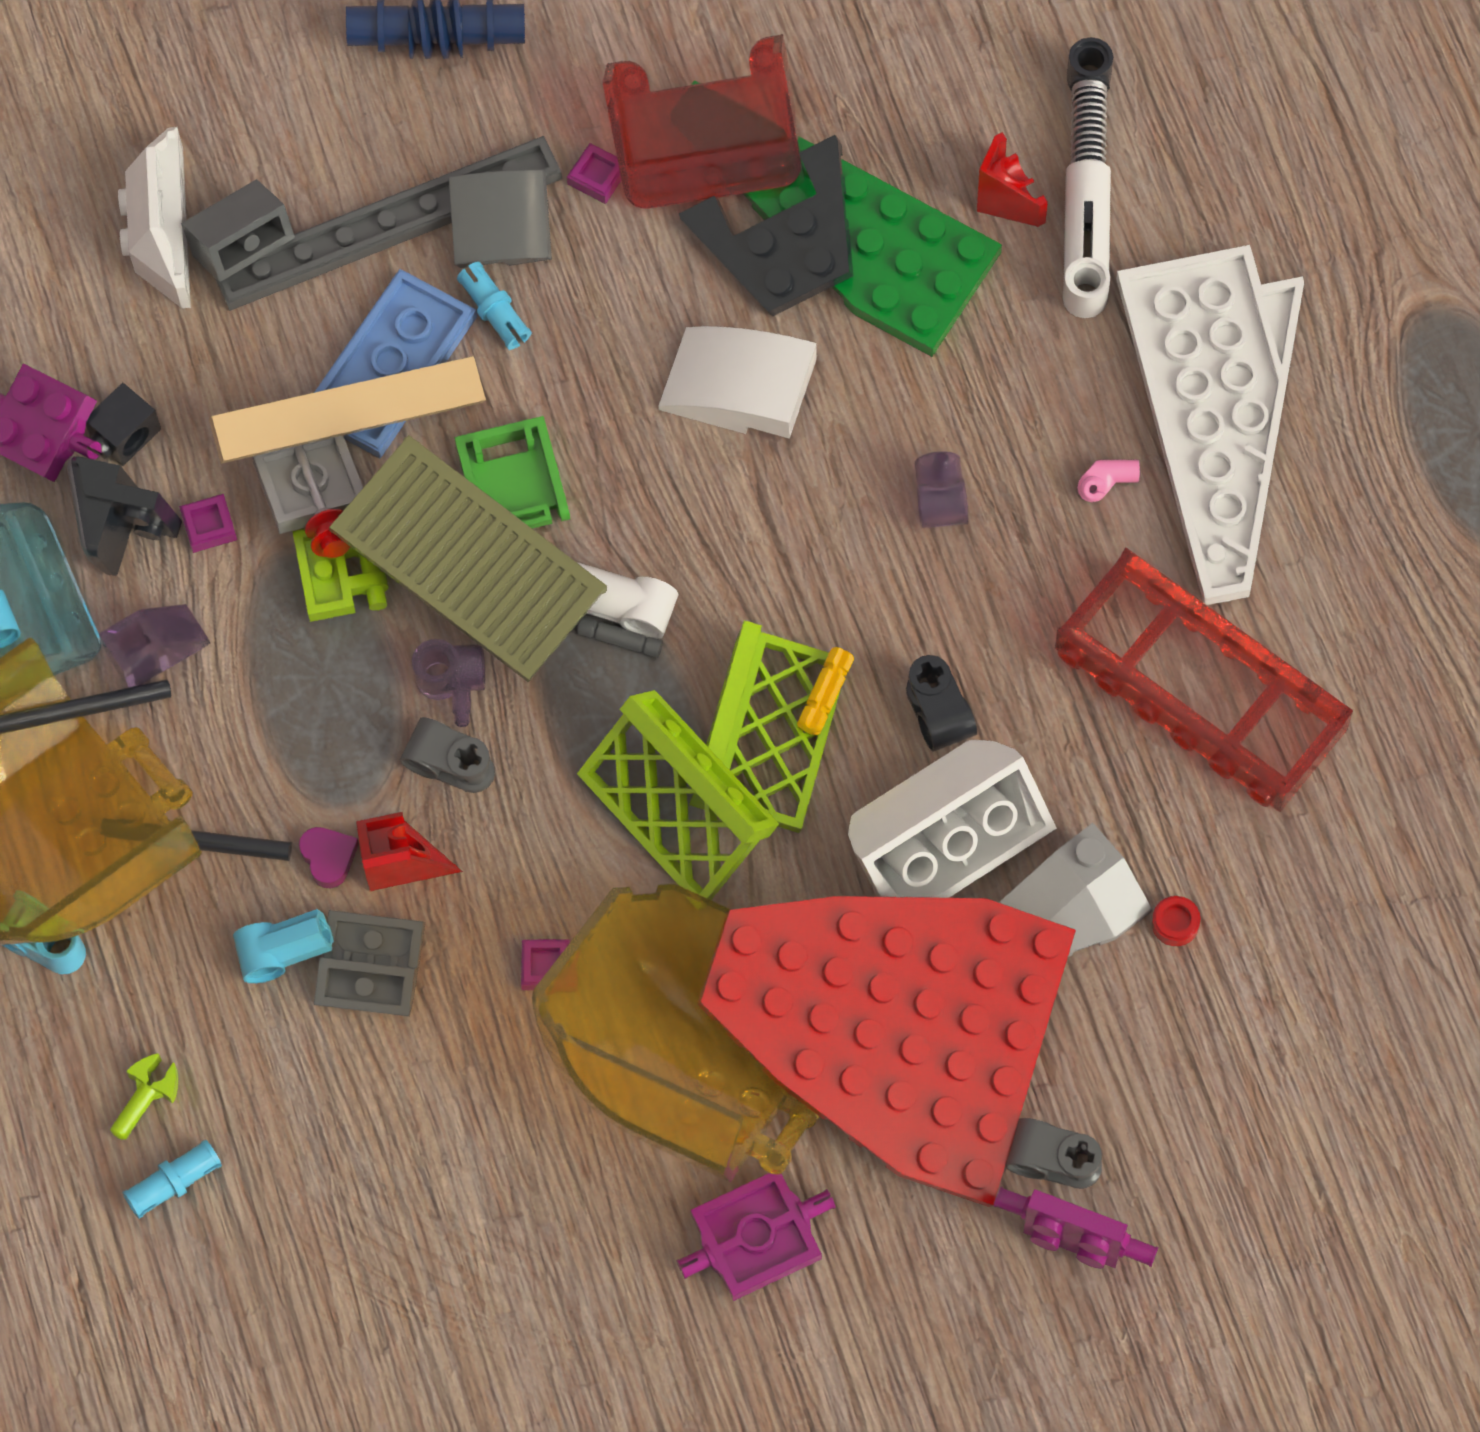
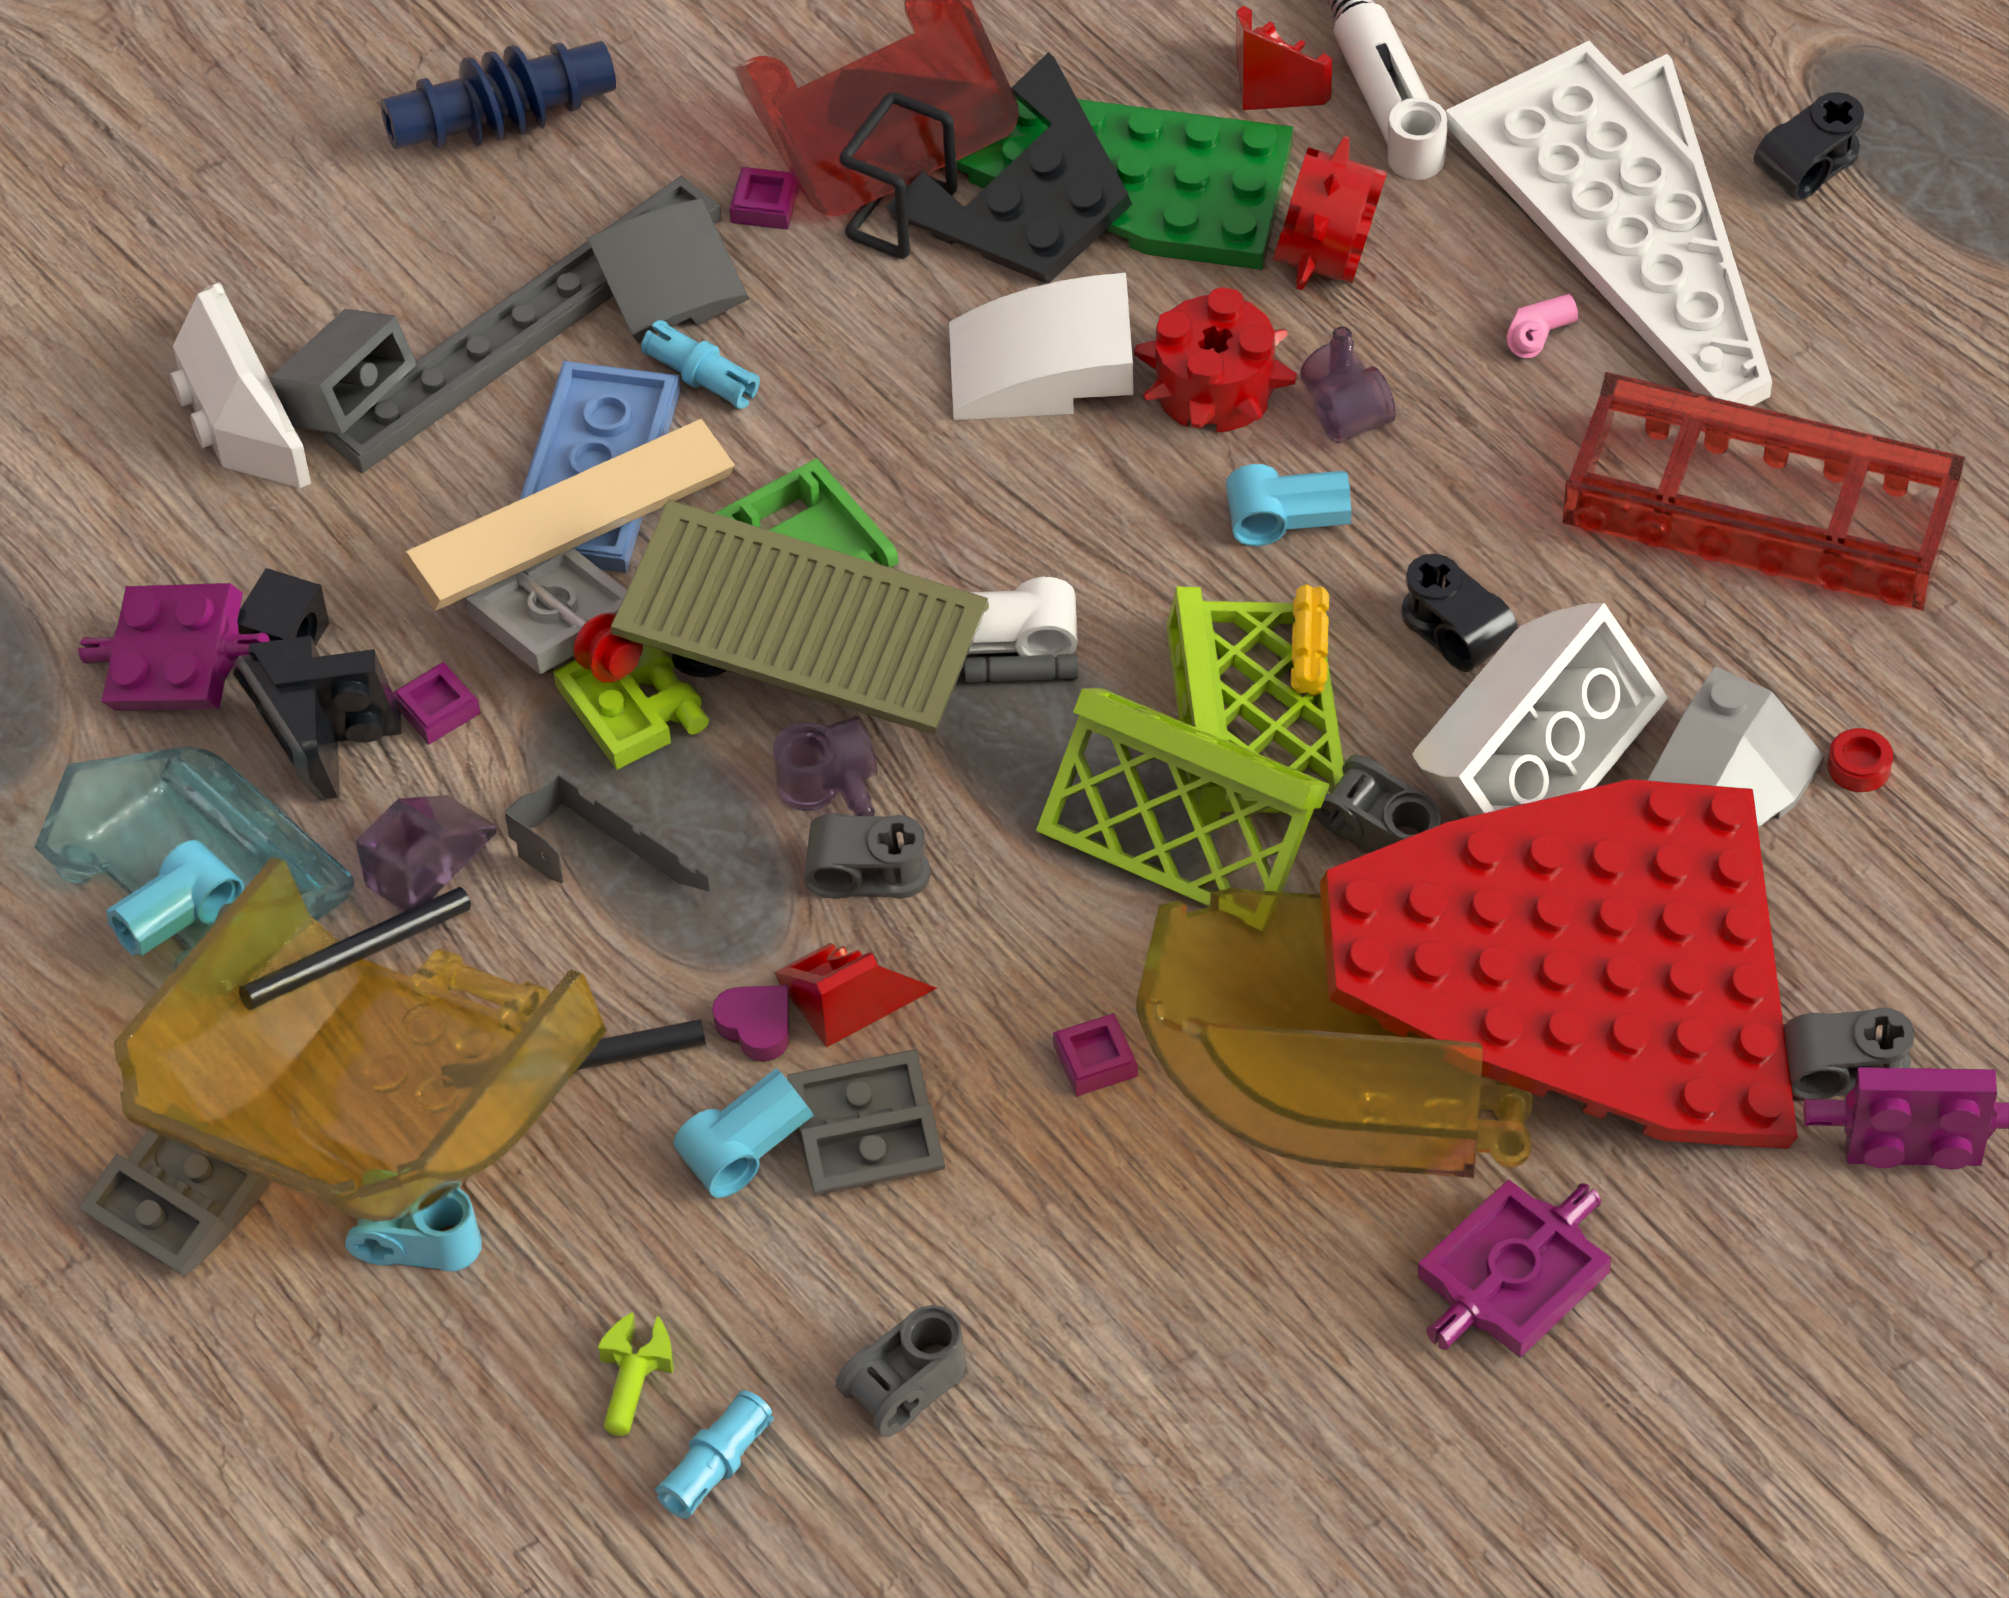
camera: 20 degrees left, 15 degrees down
(244, 635) = (535, 807): none -> dark grey piece
(316, 1166) = (898, 1379): none -> dark grey piece
(731, 205) = (846, 158): none -> black piece
(811, 847) = (1375, 806): none -> dark grey piece
(848, 565) = (1269, 504): none -> medium azure piece
(860, 410) = (1215, 361): none -> red brick
(984, 340) = (1329, 215): none -> red brick
(1367, 395) = (1812, 144): none -> black piece

